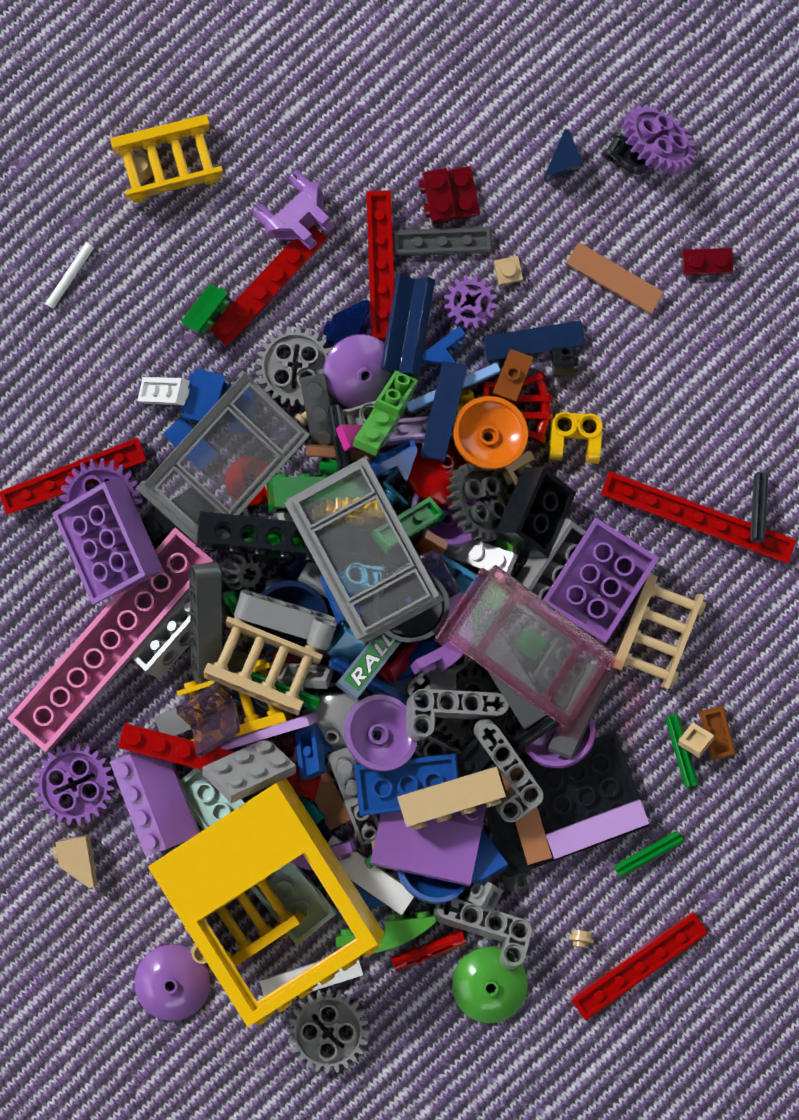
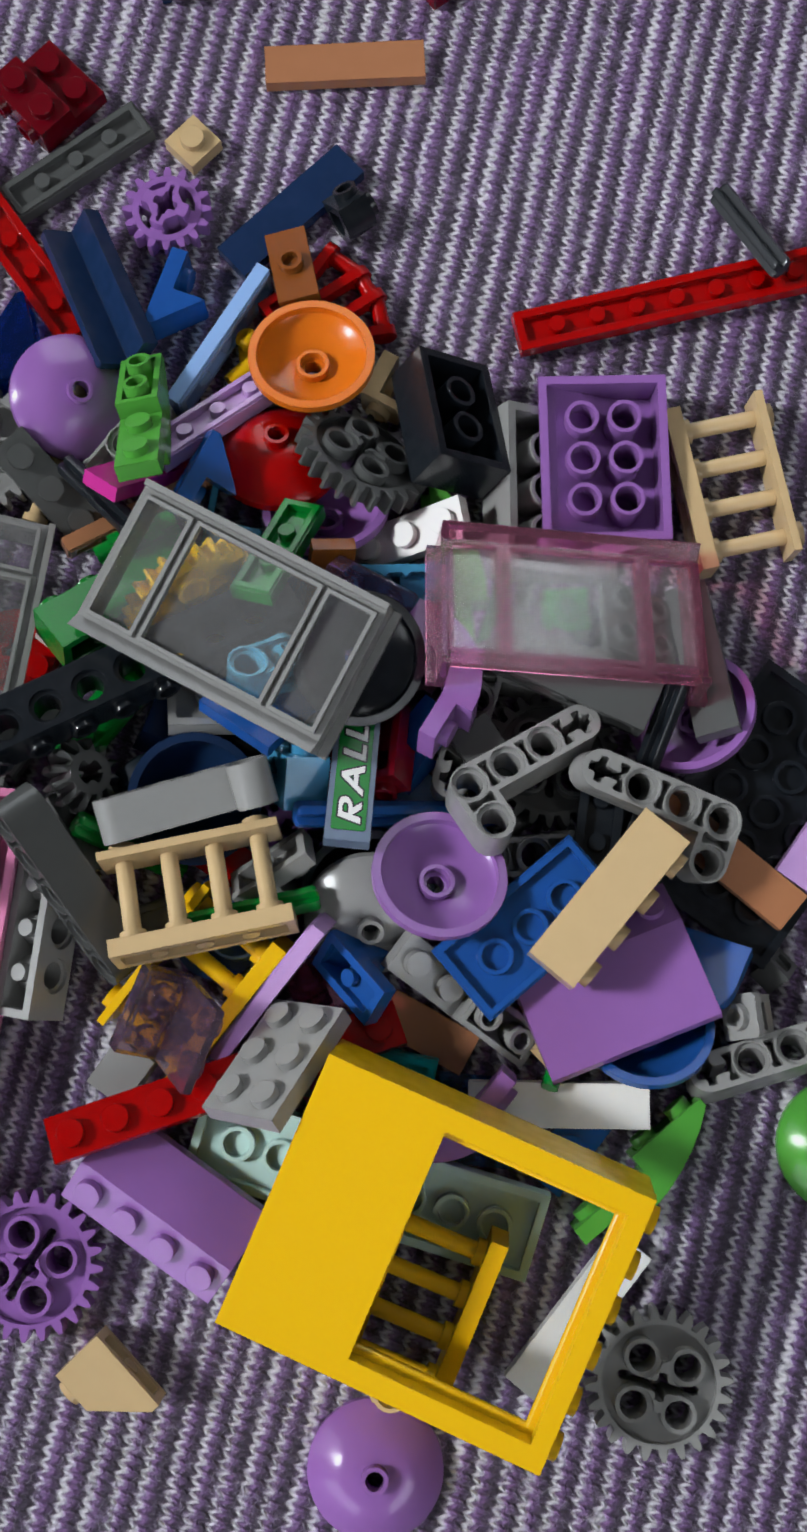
camera: 30 degrees left, 5 degrees down
(427, 951) = (722, 1156): red pin -> none
(443, 411) = (226, 369): dark blue tile -> none
(576, 431) = (430, 288): yellow piece -> none

